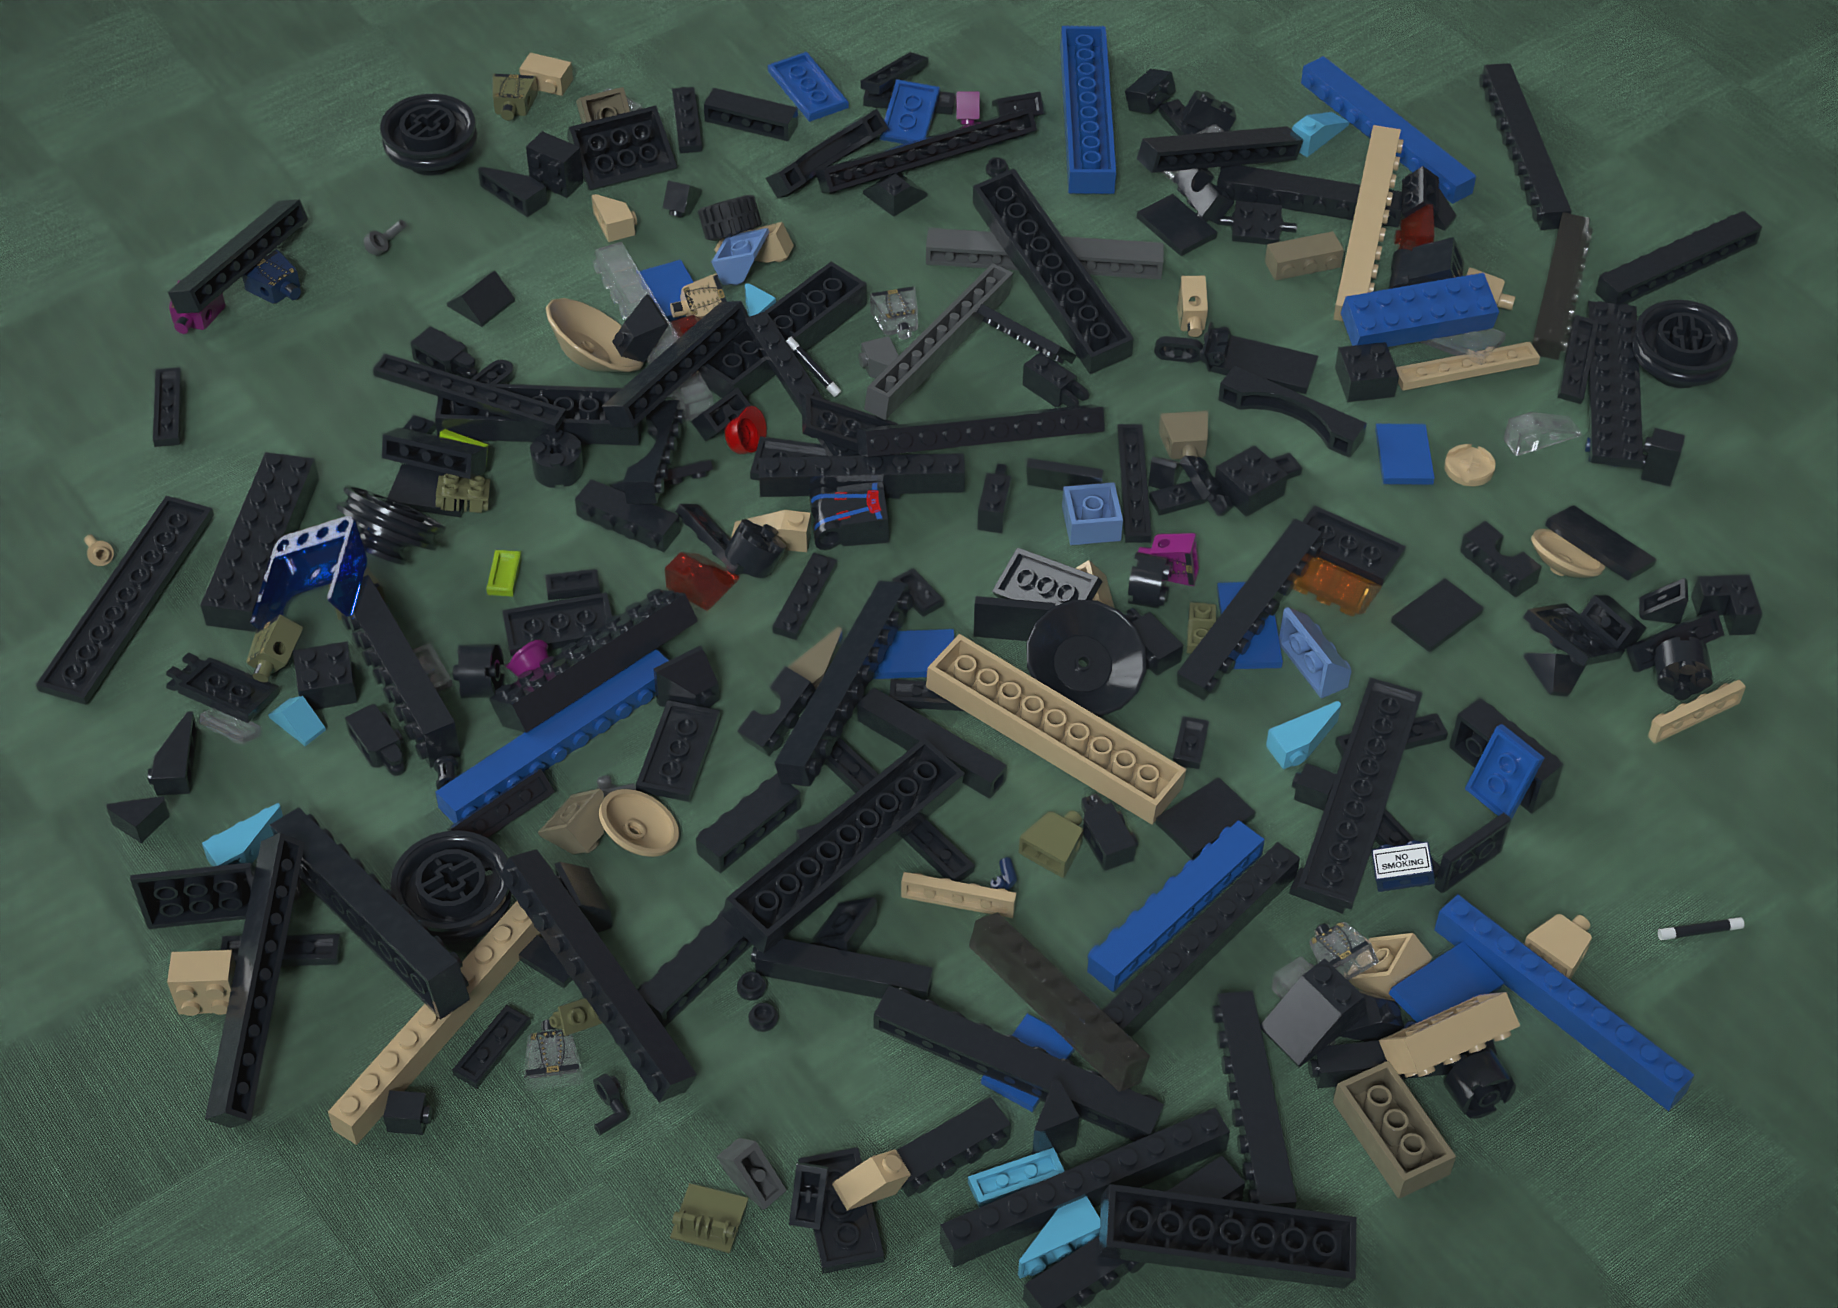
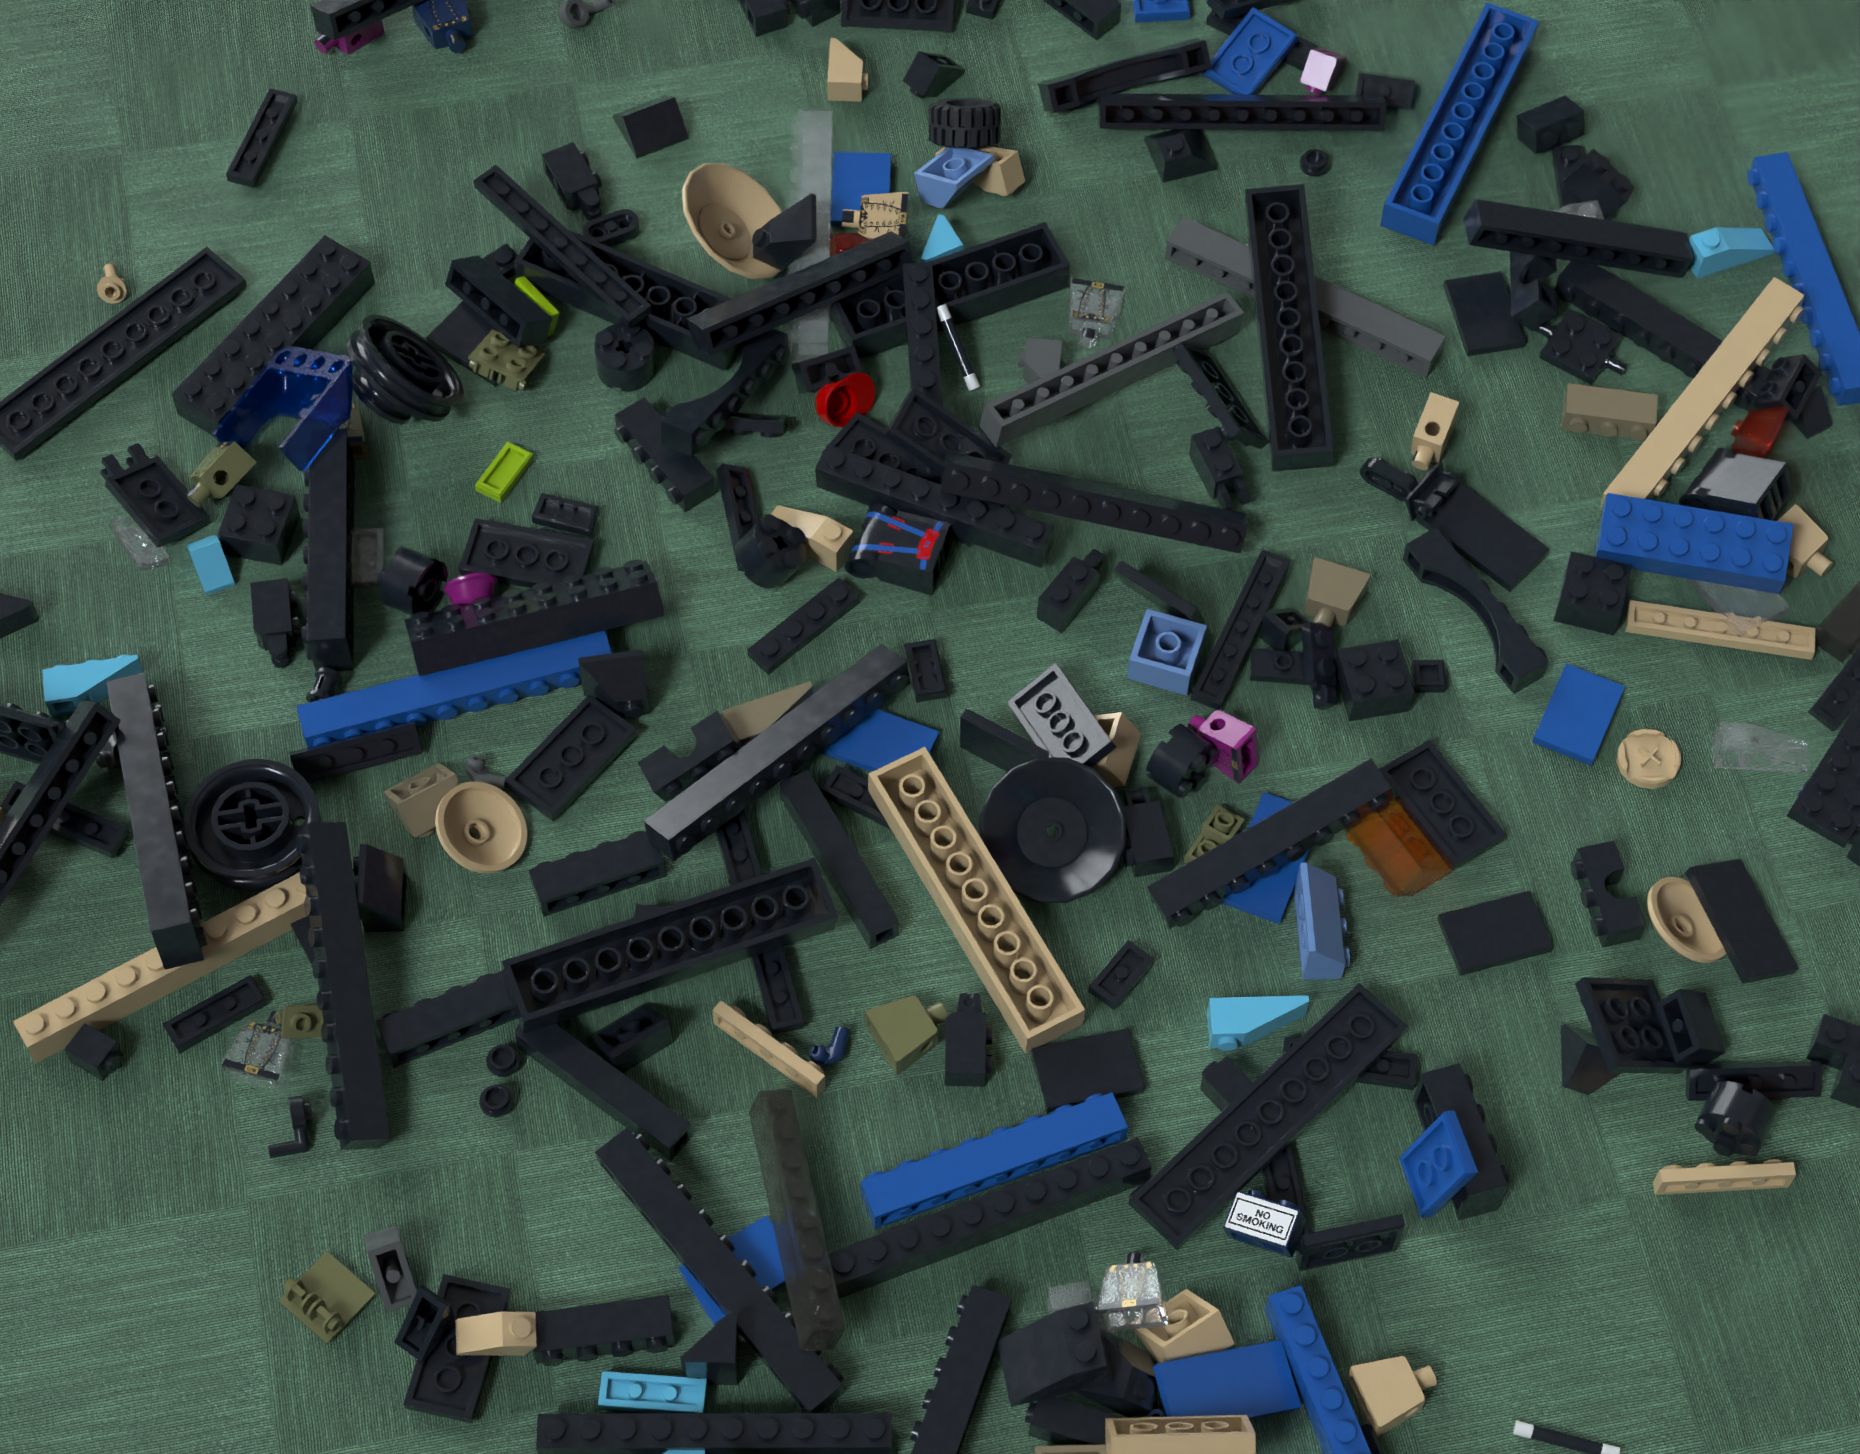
camera: 25 degrees right, 10 degrees up
(175, 759) = (70, 559): black slope -> none
(699, 579) = (701, 560): clear red slope -> none
(1665, 603) = (1769, 1028): black slope -> none

